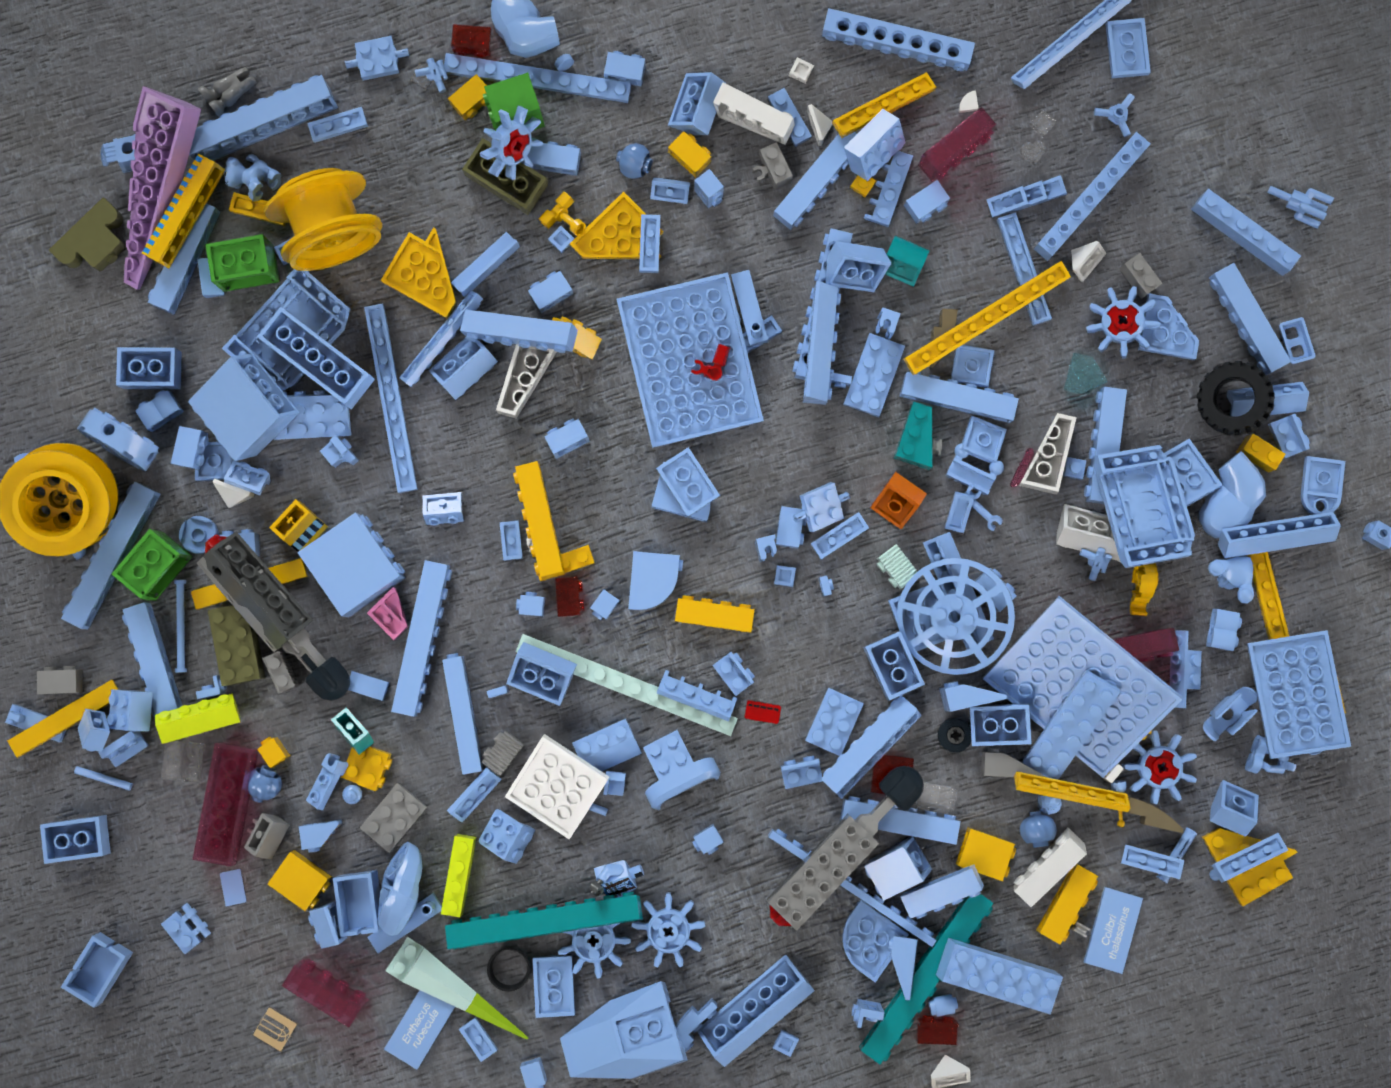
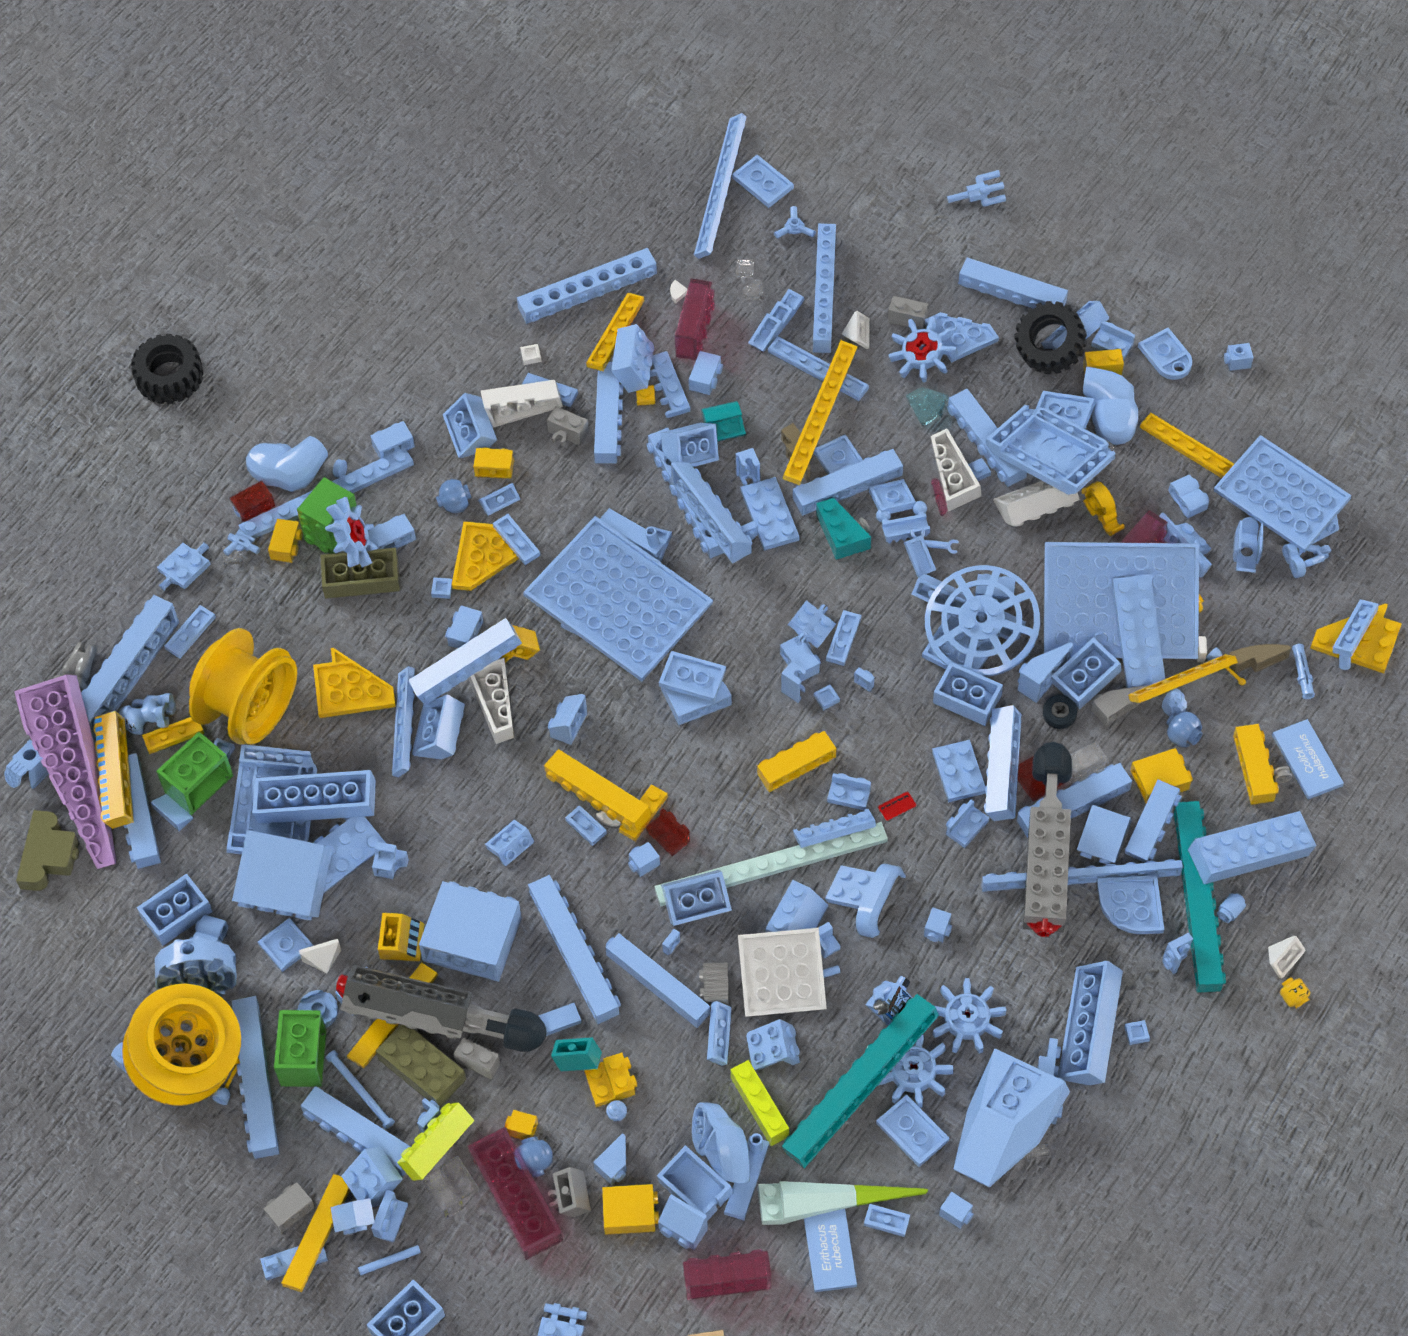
camera: 35 degrees left, 25 degrees down
(189, 448) = (258, 943): light blue brick -> none
(233, 887) = (575, 1264): light blue sticker -> none
(247, 477) = (326, 930): light blue bracket -> none
(326, 780) = (586, 1114): light blue plate -> none
(389, 614) = (531, 951): bright pink wing -> none
(390, 398) = (400, 794): light blue plate -> none
(393, 817) = (666, 1103): light grey plate -> none
(485, 264) = (395, 646): light blue panel -> none
(499, 985) = (868, 1126): black tyre -> none
(560, 213) = (425, 571): yellow bar -> none
(604, 605) = (702, 816): light blue brick -> none
(652, 579) = (724, 770): light blue brick -> none
(709, 189) = (530, 472): light blue brick -> none
(719, 360) = (645, 588): red bar -> none
(820, 123) = (575, 378): white slope -> none
(896, 566) = (906, 626): light aqua brick -> none
(898, 500) = (866, 582): orange slope -> none
(903, 955) = (1169, 890): light blue slope -> none
(937, 1031) = (1244, 930): clear red bracket -> none
(1050, 867) = (1218, 746): white wedge -> none
(1097, 561) = (1052, 514): light blue piece -> none
(1152, 861) = (1289, 685): light blue plate -> none
(1171, 764) = (1232, 619): light blue gear -> none
(1235, 573) = (1160, 453): light blue head -> none
(1235, 808) = (1314, 608): light blue slope -> none
(1245, 232) = (957, 235): light blue brick -> none
(1279, 535) = (1167, 404): light blue brick -> none
(1303, 340) = (1063, 275): light blue piece -> none

